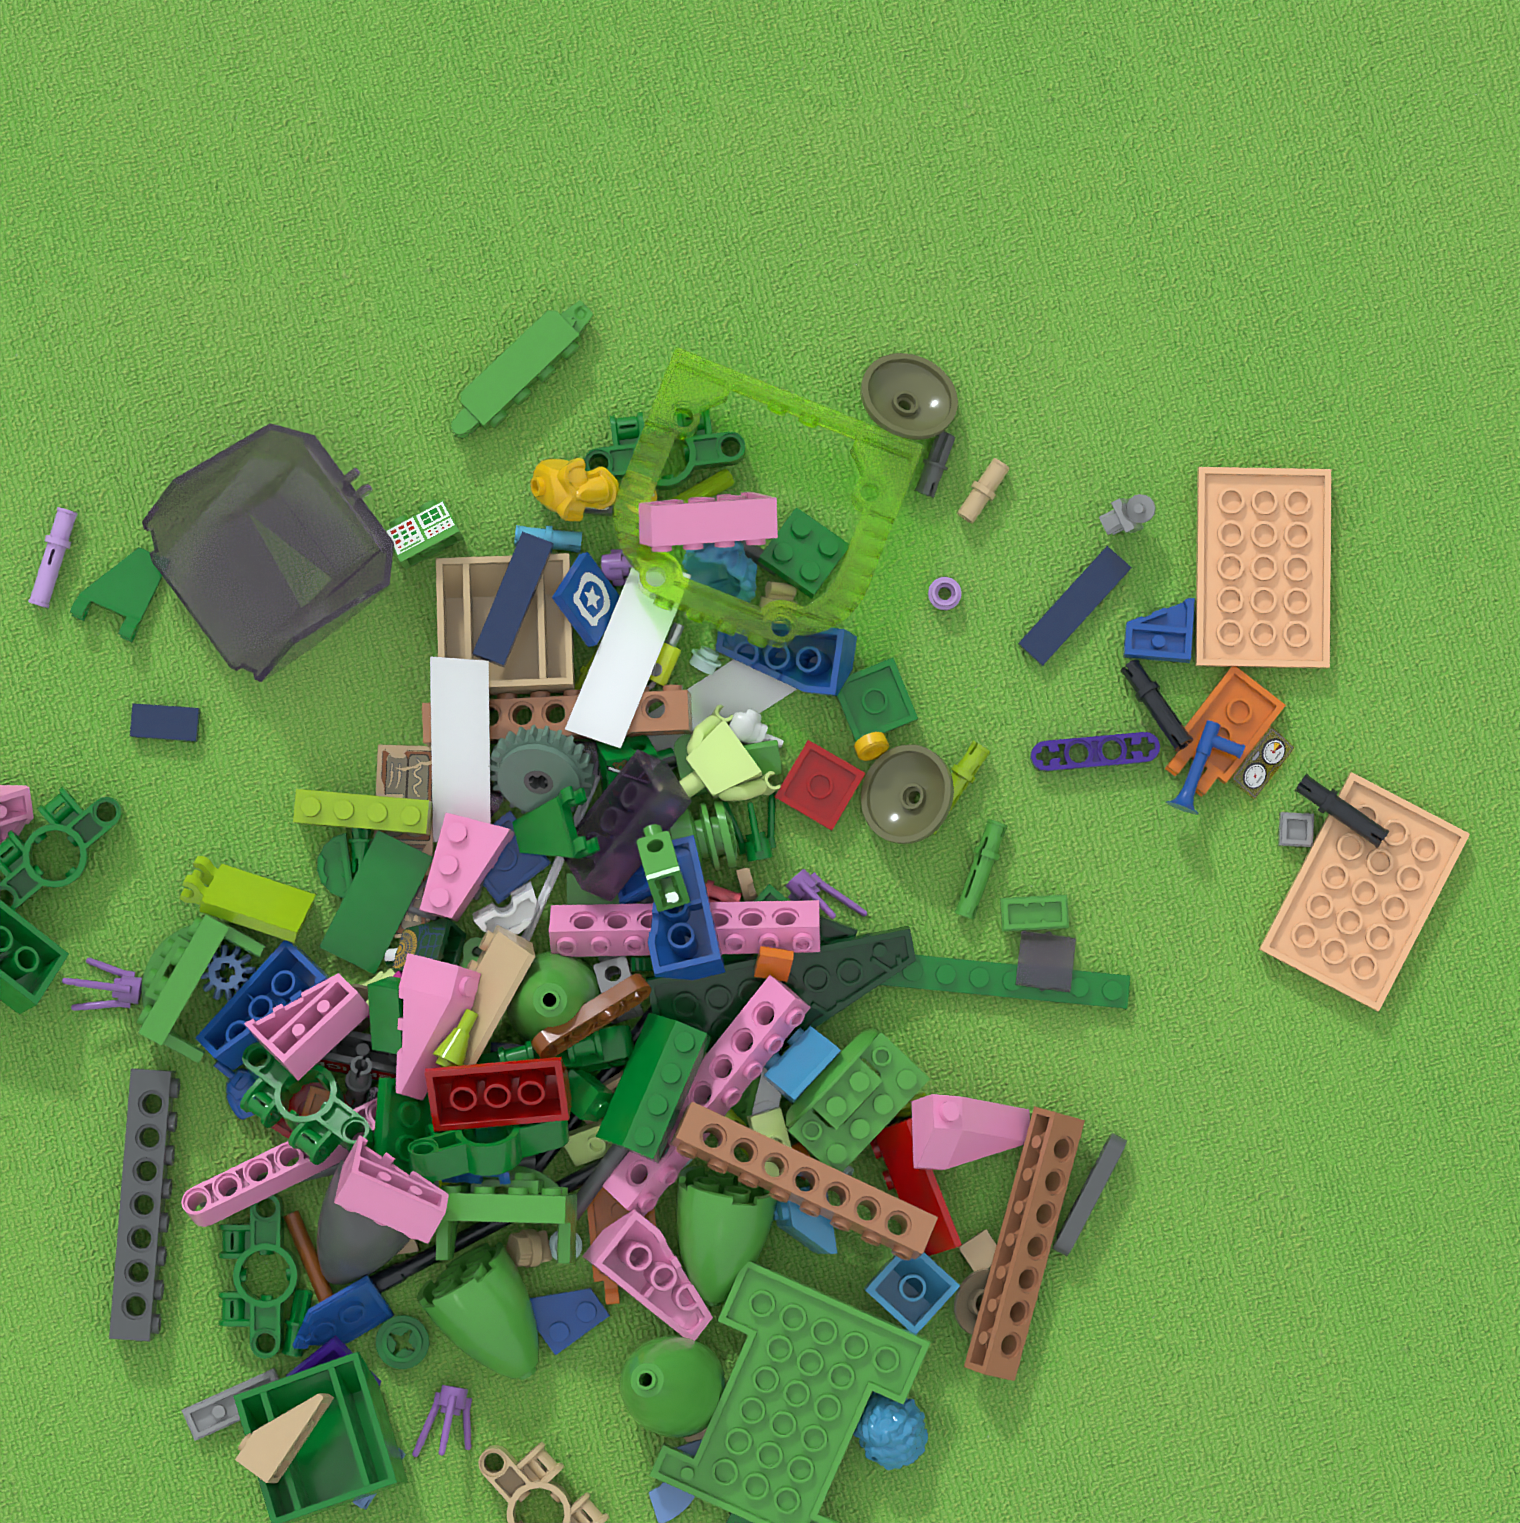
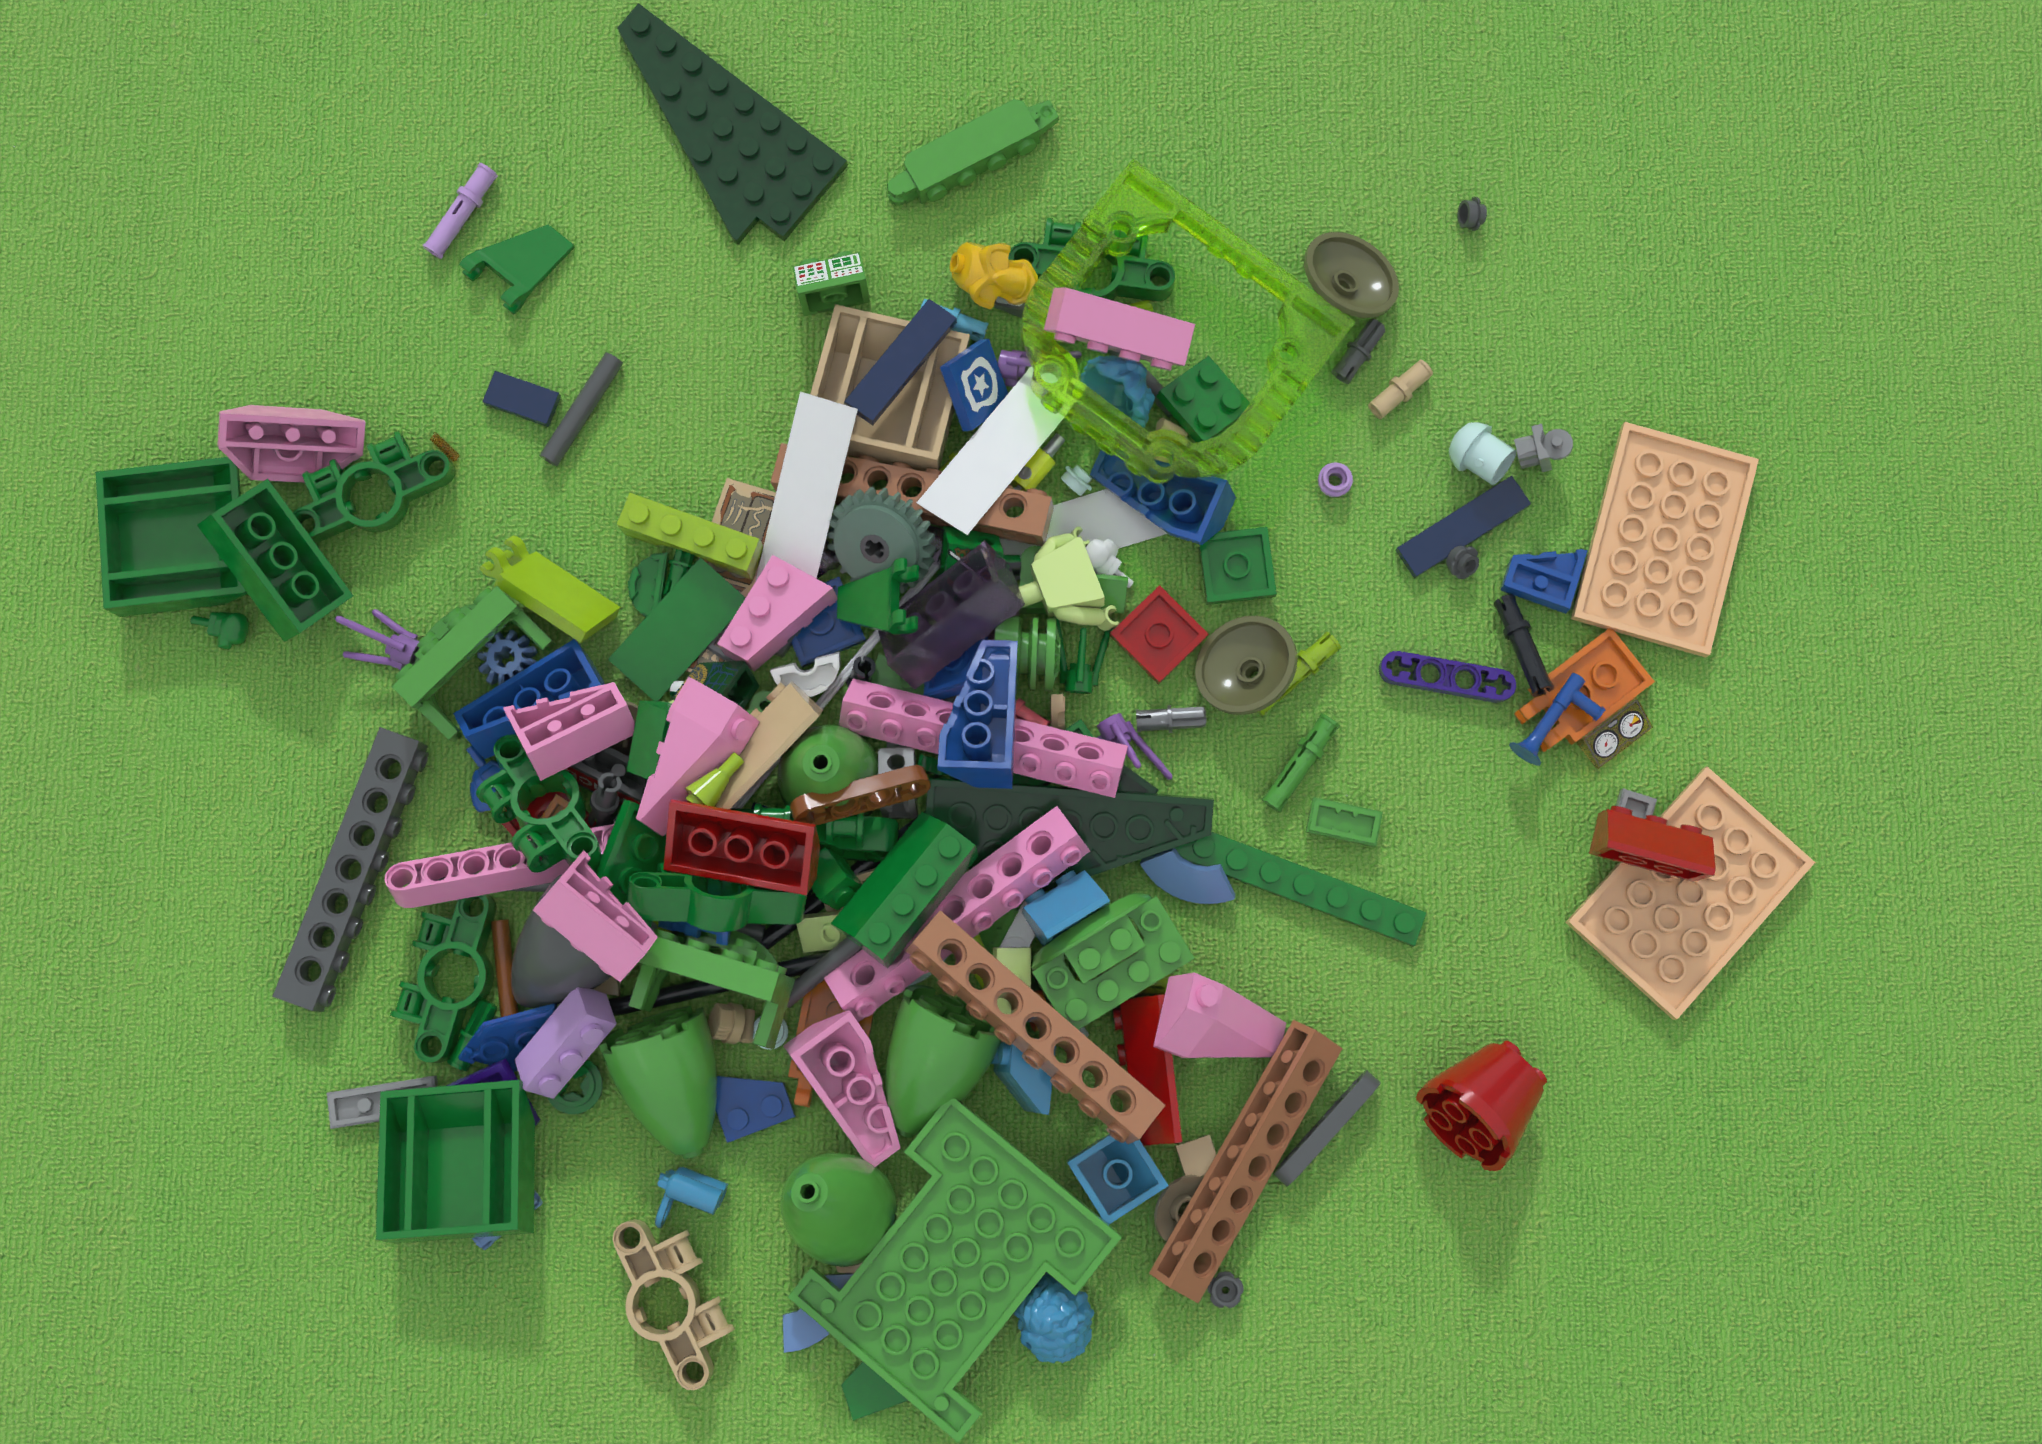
camera: 15 degrees right, 5 degrees down
(103, 783) = (442, 446): none -> clear orange leg
(222, 722) = (581, 409): none -> dark grey piece
(262, 389) = (740, 145): none -> dark green wing
(269, 547) = (670, 243): windscreen -> none
(276, 1444) = (403, 1154): tan slope -> none
(387, 1307) = (565, 1042): none -> lavender brick
(451, 1400) = (606, 1161): medium lavender plant -> none
(535, 1405) = (691, 1189): none -> dark azure piece
(557, 895) = (863, 670): none -> black pin
(661, 861) = (975, 647): bright green torso -> none
(774, 963) = (1064, 794): orange tile -> none
(851, 860) = (1170, 718): none -> flat silver axle
(871, 746) = (1221, 609): yellow tile -> none
(906, 1005) = (1188, 880): none -> medium blue tile
(1007, 302) = (1471, 214): none -> dark grey plate
(1044, 1366) = (1230, 1299): none -> dark grey plate
(1045, 961) = (1343, 874): piece -> none
(1072, 533) = (1481, 452): none -> light aqua piece
(1082, 640) = (1462, 561): none -> dark grey plate
(1222, 1135) = (1483, 1103): none -> red cone
(1316, 859) = (1653, 844): none -> red slope
(1341, 810) = (1688, 801): black pin -> none

